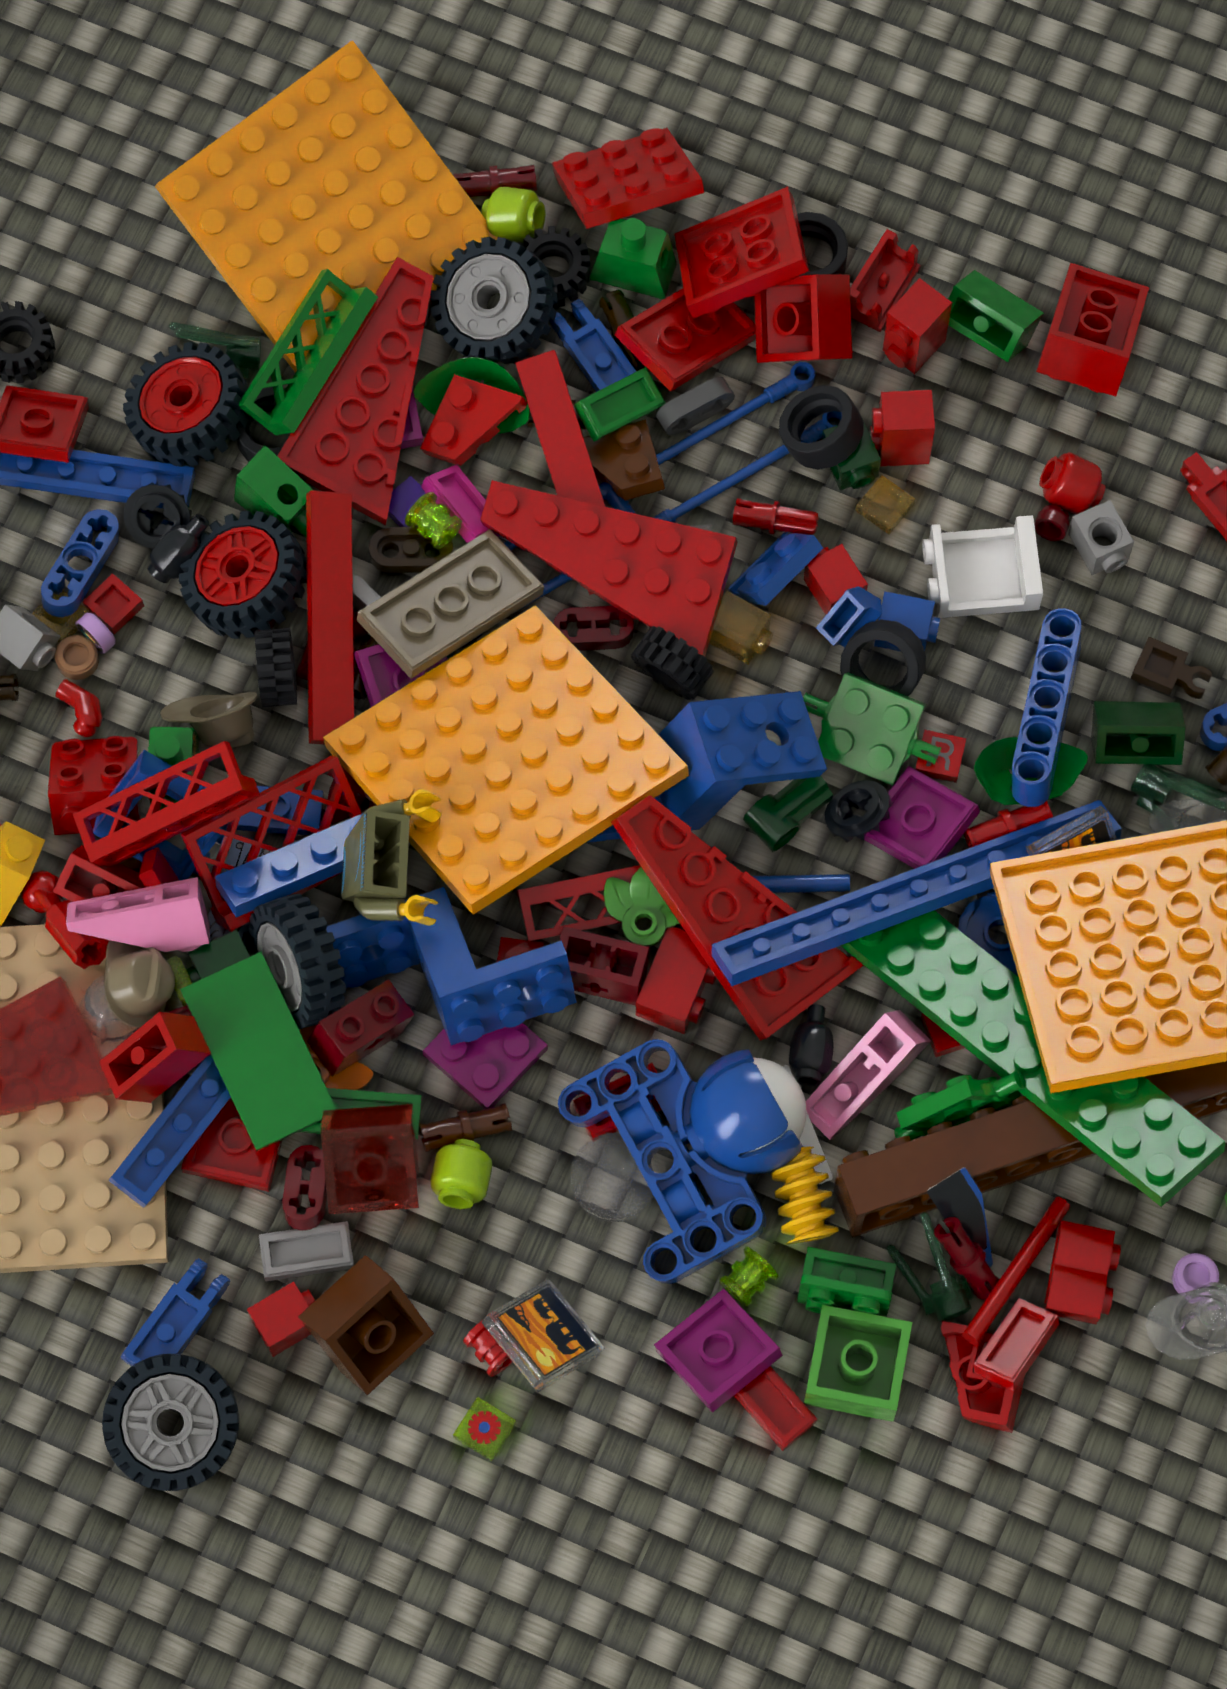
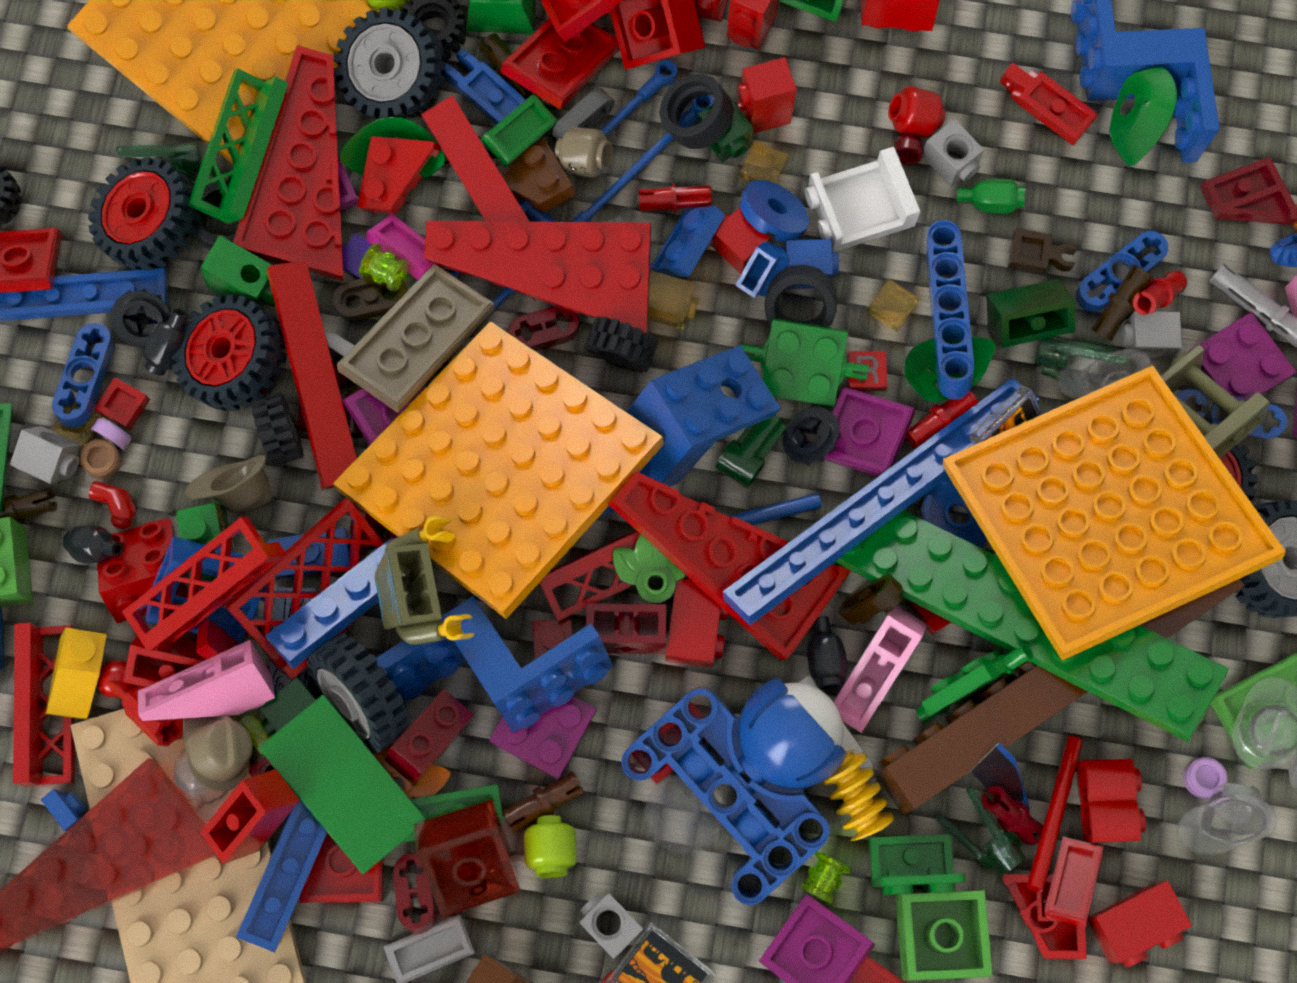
camera: 15 degrees left, 5 degrees up
(48, 744) = (91, 544): none -> black plant
(510, 1286) = (621, 939): none -> light grey brick
(685, 444) = (584, 152): none -> dark tan head
(874, 538) = (774, 210): none -> blue tile
(883, 994) = (871, 599): none -> dark brown plate
(989, 690) = (892, 305): none -> clear yellow tile
(1076, 1406) = (1140, 923): none -> red brick
(1136, 595) = (993, 195): none -> green plant

